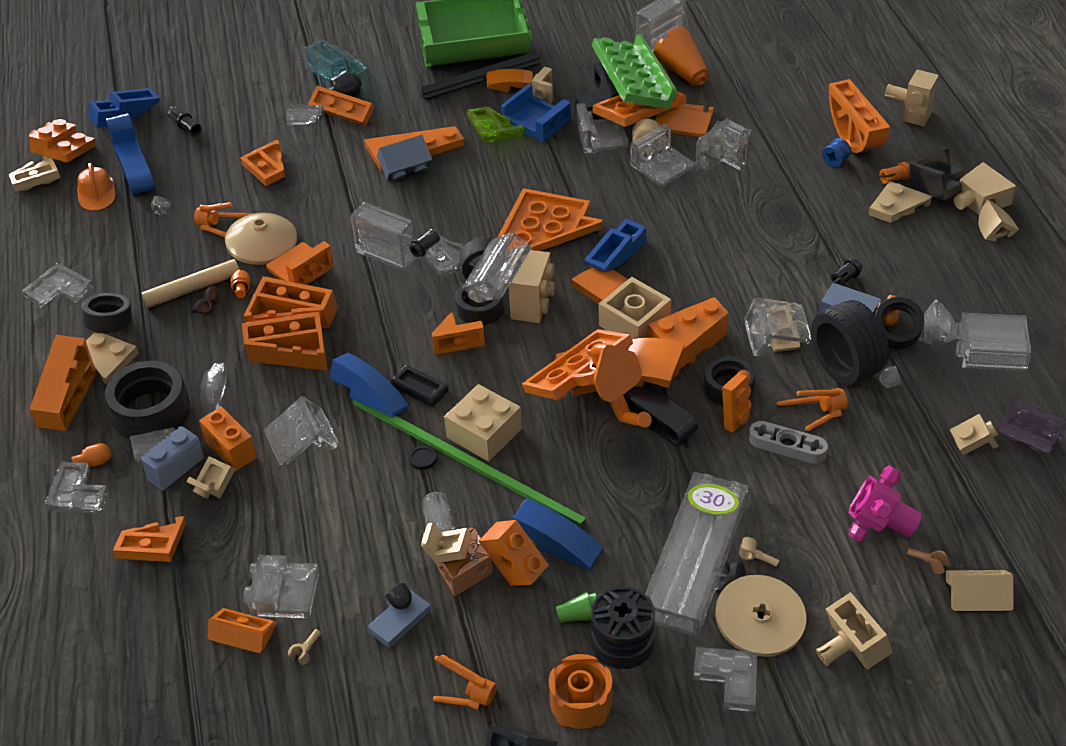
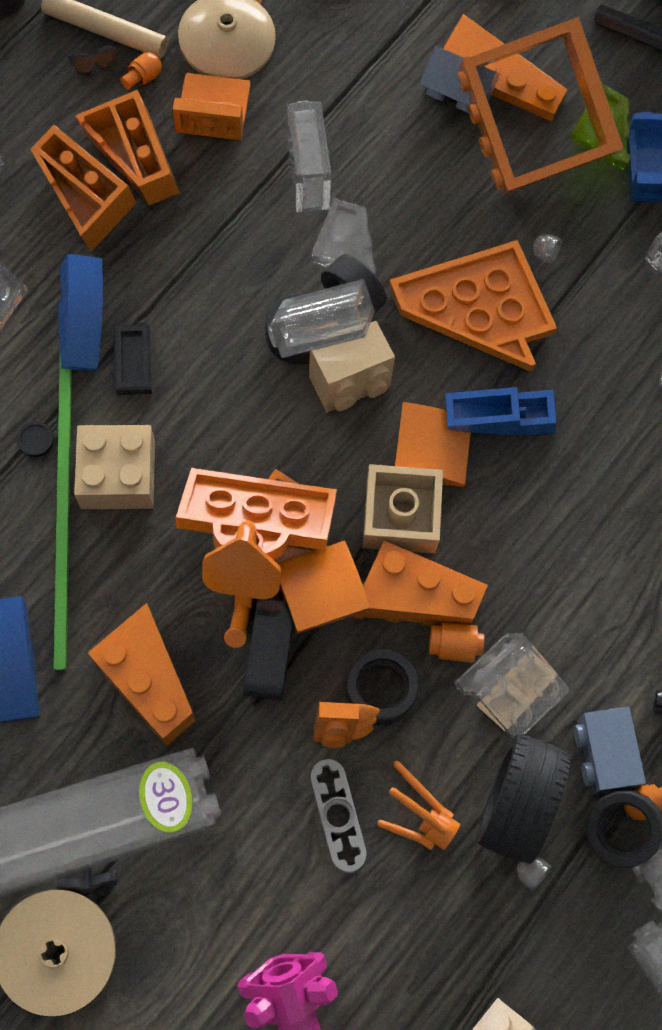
camera: 45 degrees right, 25 degrees up
(424, 243) = (333, 206): black pin -> none
(452, 337) = (221, 338): orange slope -> none
(473, 105) = (590, 88): none -> orange window
(537, 182) = (547, 247): none -> clear hinge
(629, 476) = (144, 675): none -> orange wedge
(731, 336) = (456, 642): none -> orange brick
(749, 552) = (139, 878): tan hand -> none

